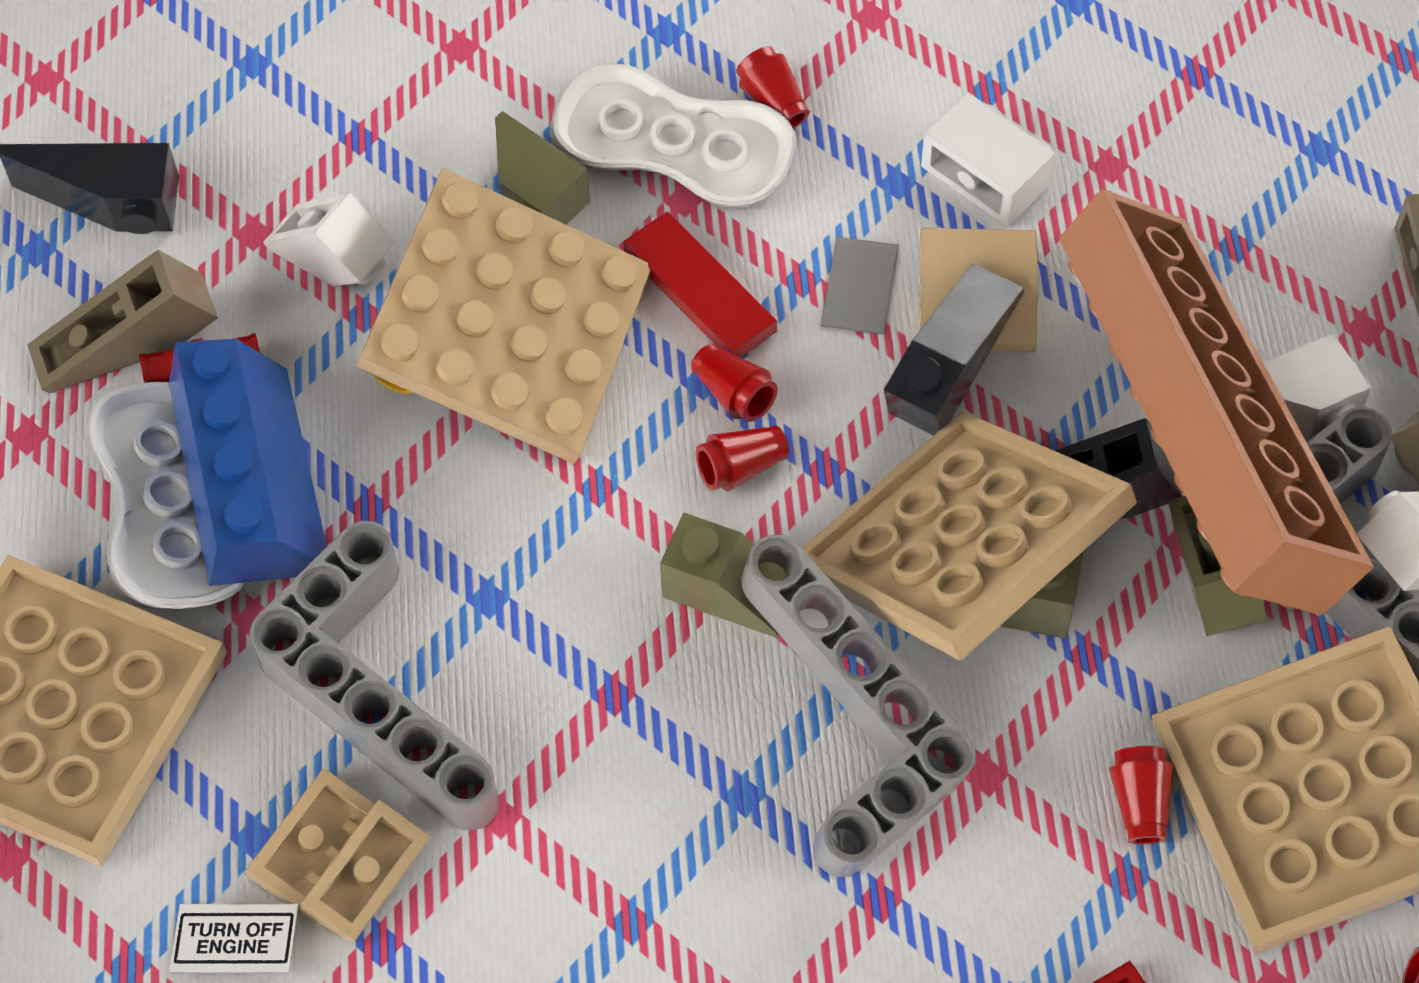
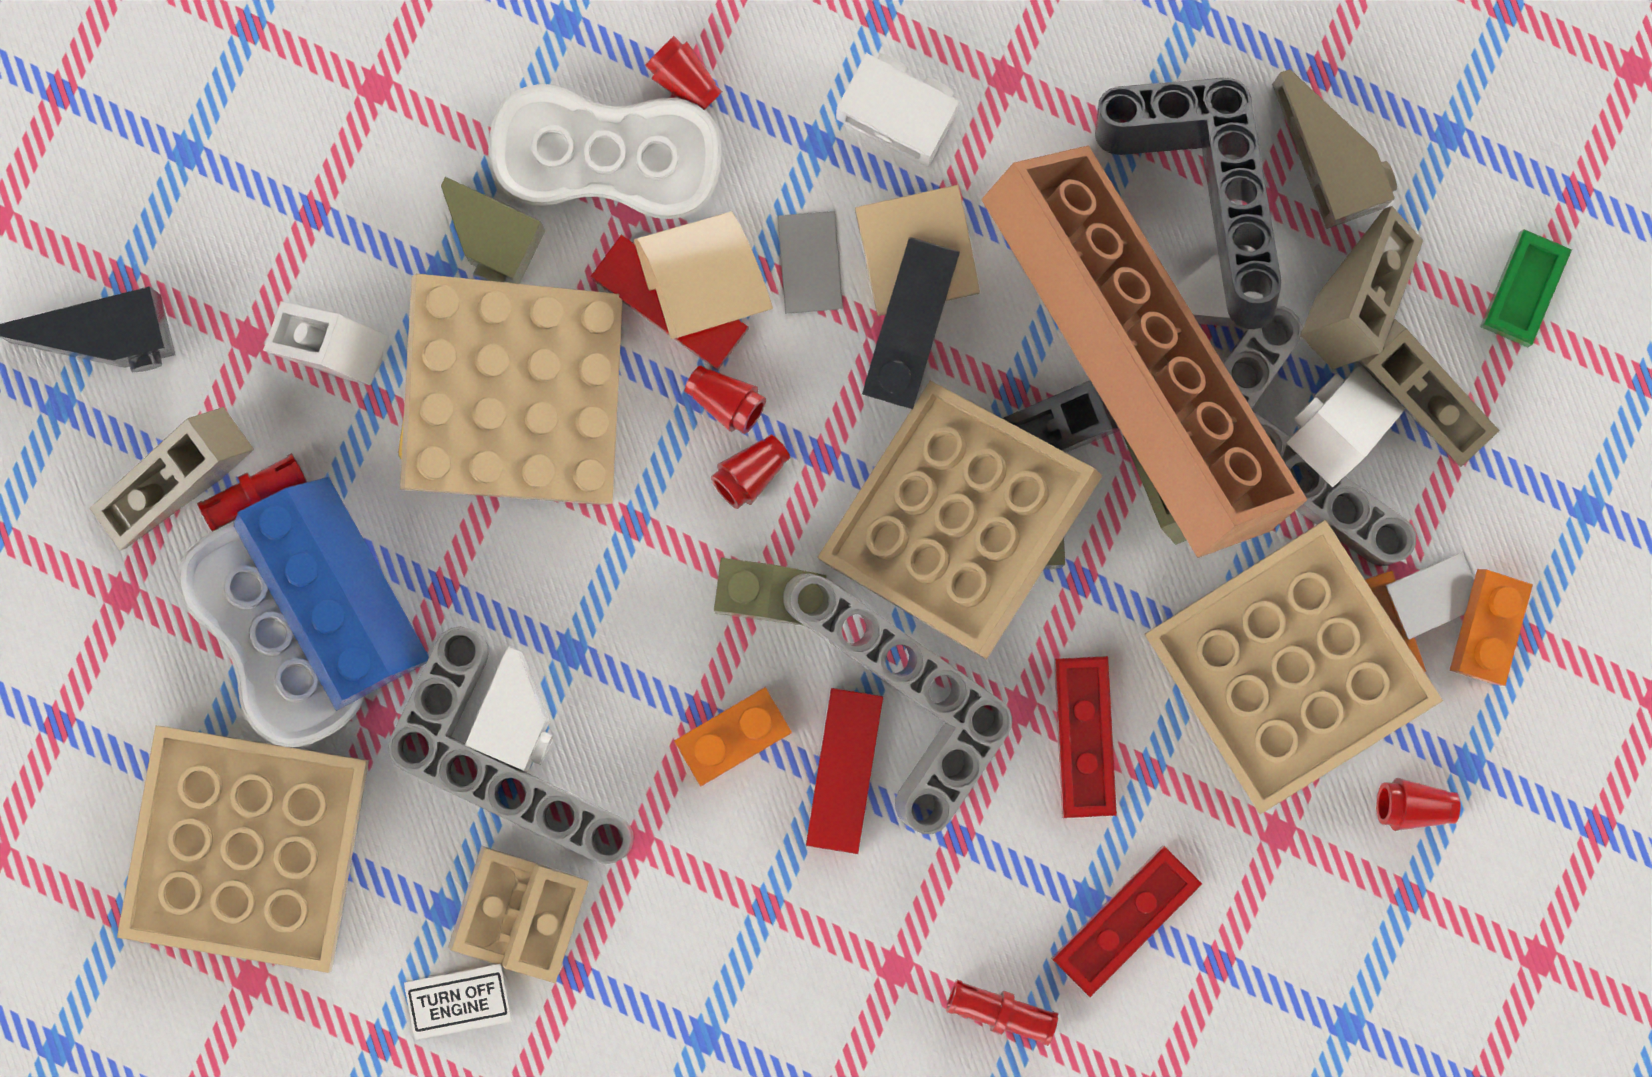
camera: 20 degrees left, 25 degrees up
(401, 632) = (512, 717): none -> white slope
(644, 723) = (732, 736): none -> orange plate
(743, 259) = (703, 274): none -> tan slope
(763, 790) = (844, 771): none -> red tile
(1057, 821) = (1085, 737): none -> red tile
(1143, 792) = (1149, 701): red cone -> none
(1336, 239) = (1227, 179): none -> black beam

